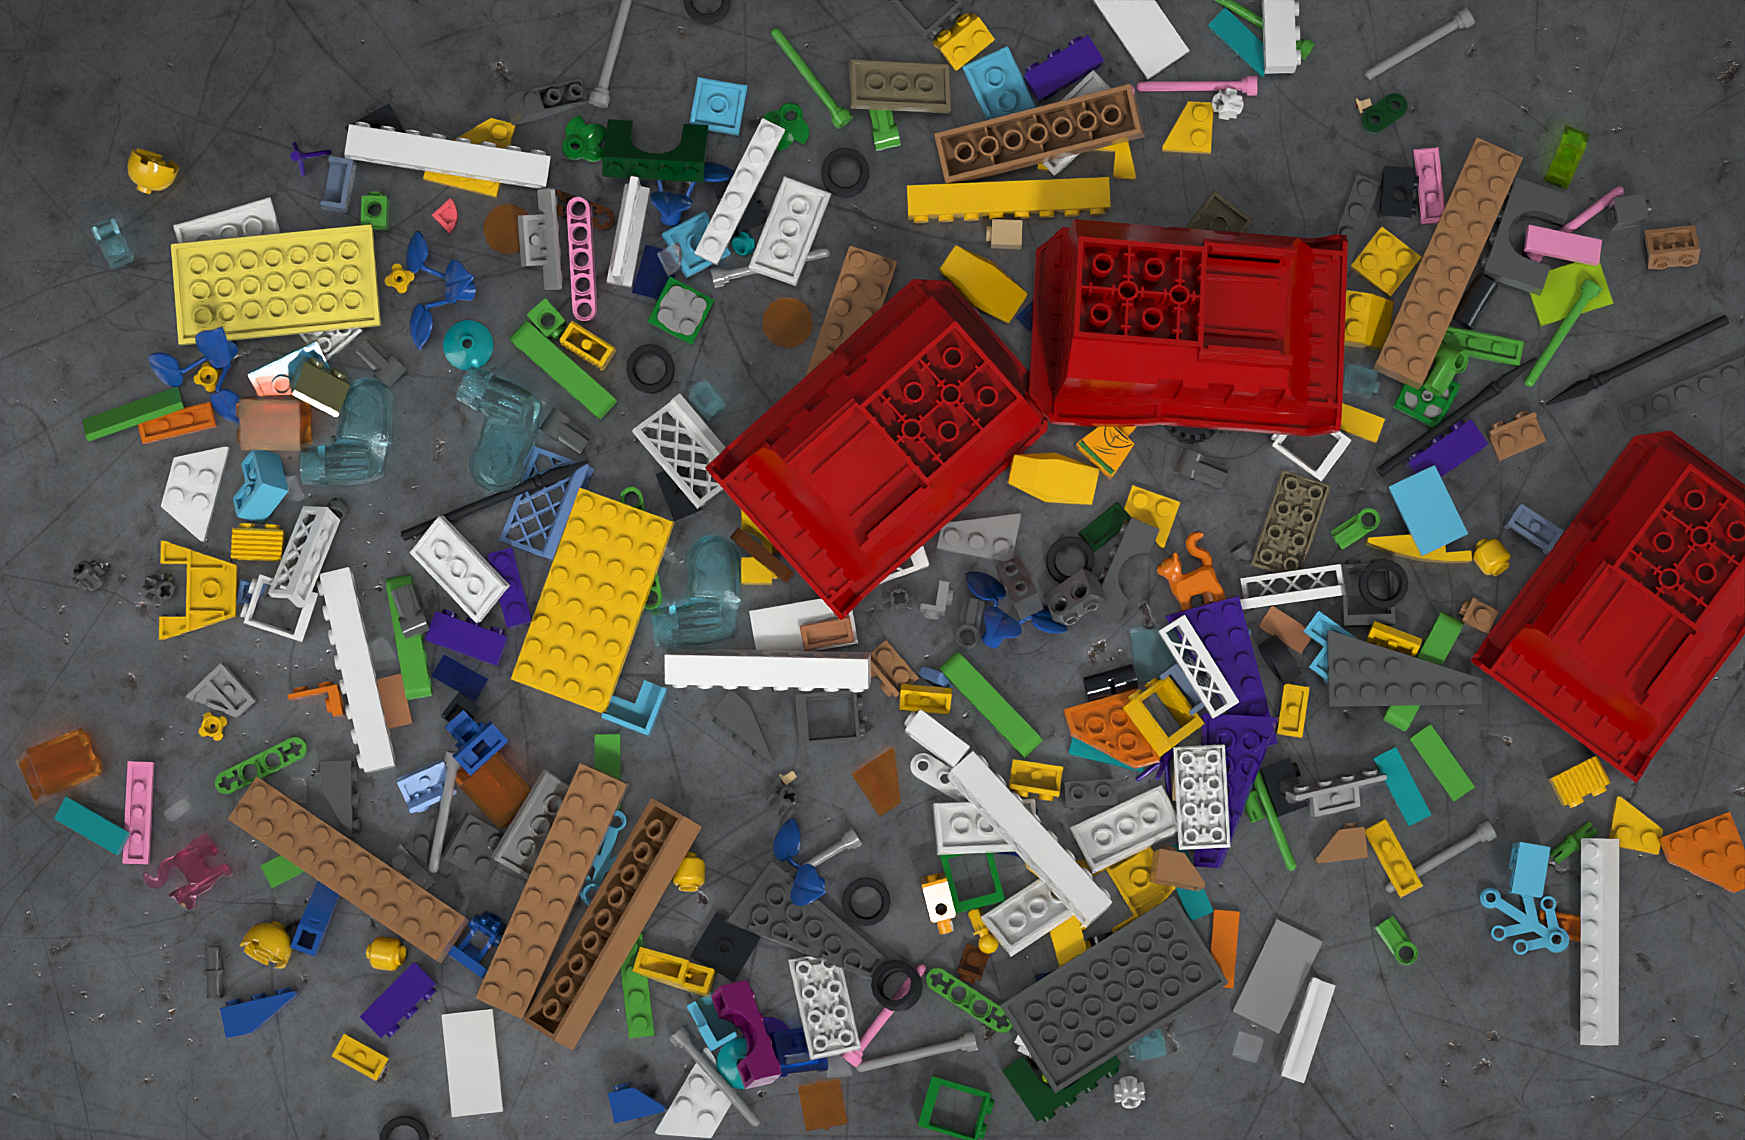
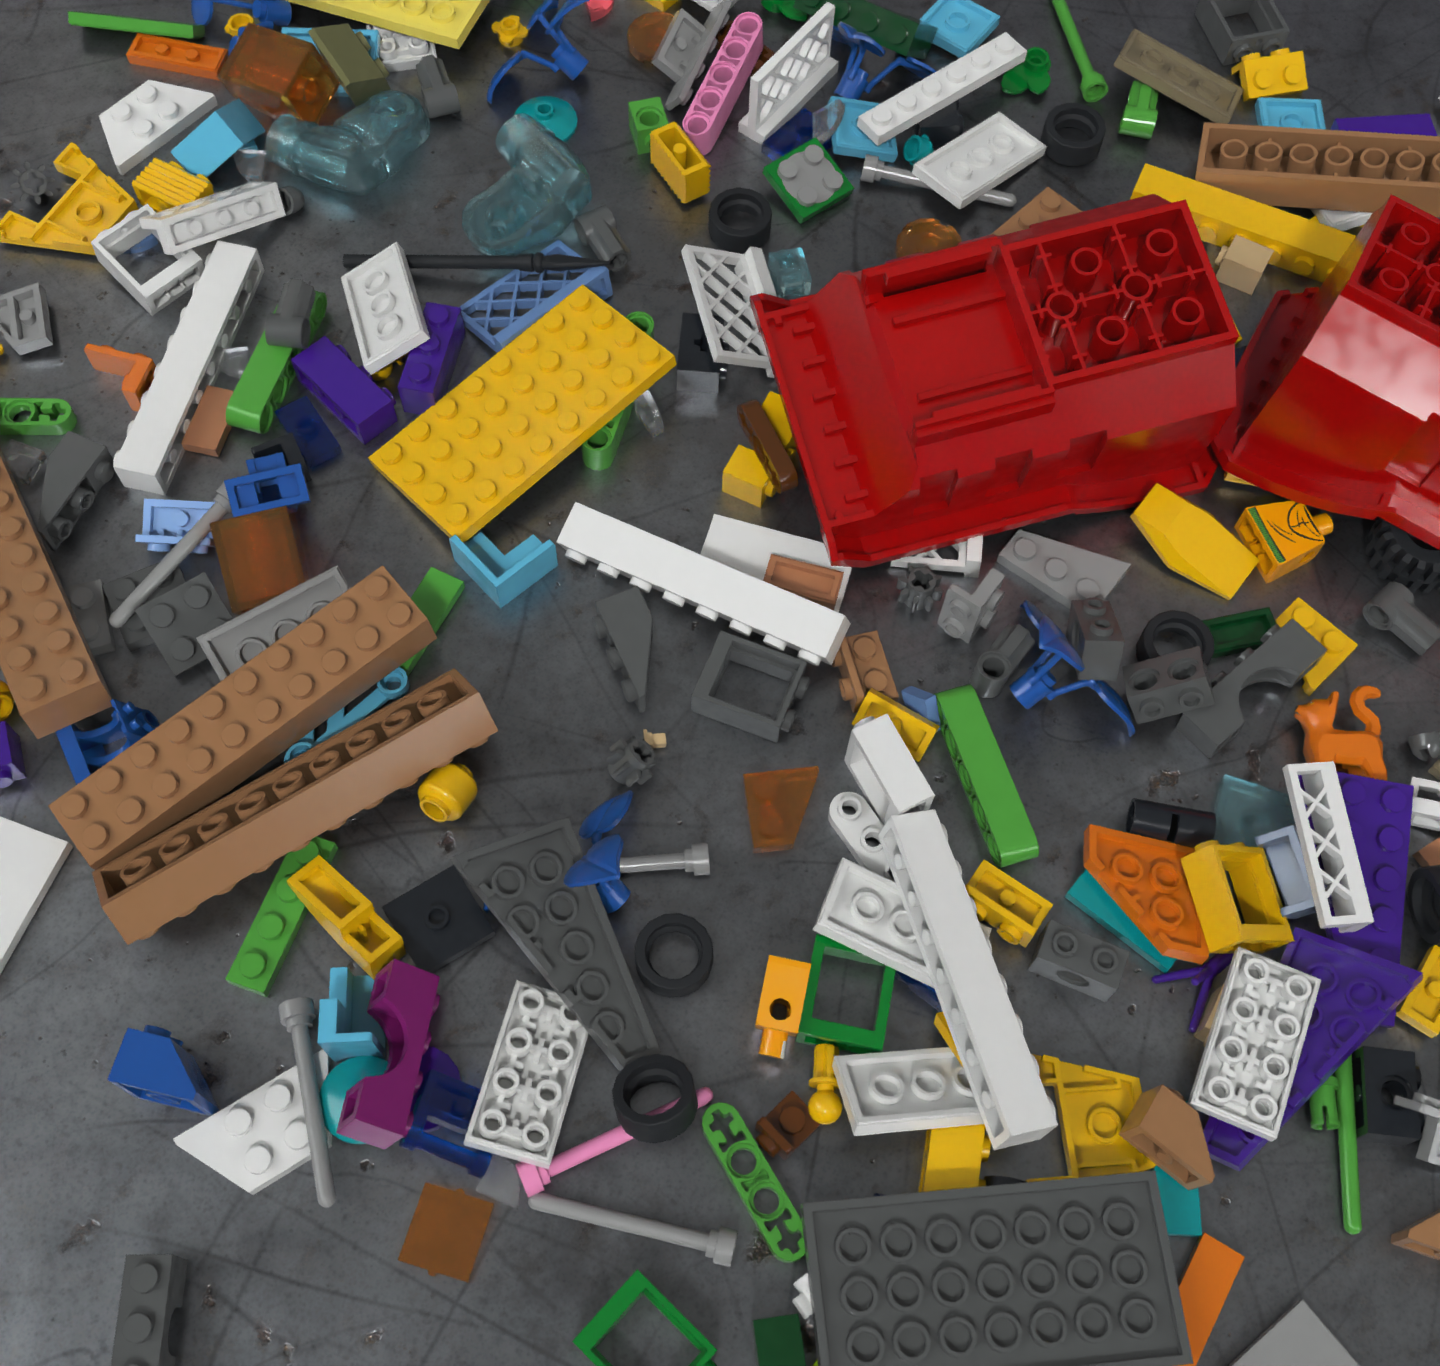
camera: 20 degrees right, 20 degrees down
(563, 370) = (637, 180): bright green beam -> none
(712, 597) = (669, 483): clear light blue piece -> none
(1126, 829) = (1113, 1039): white tile -> none

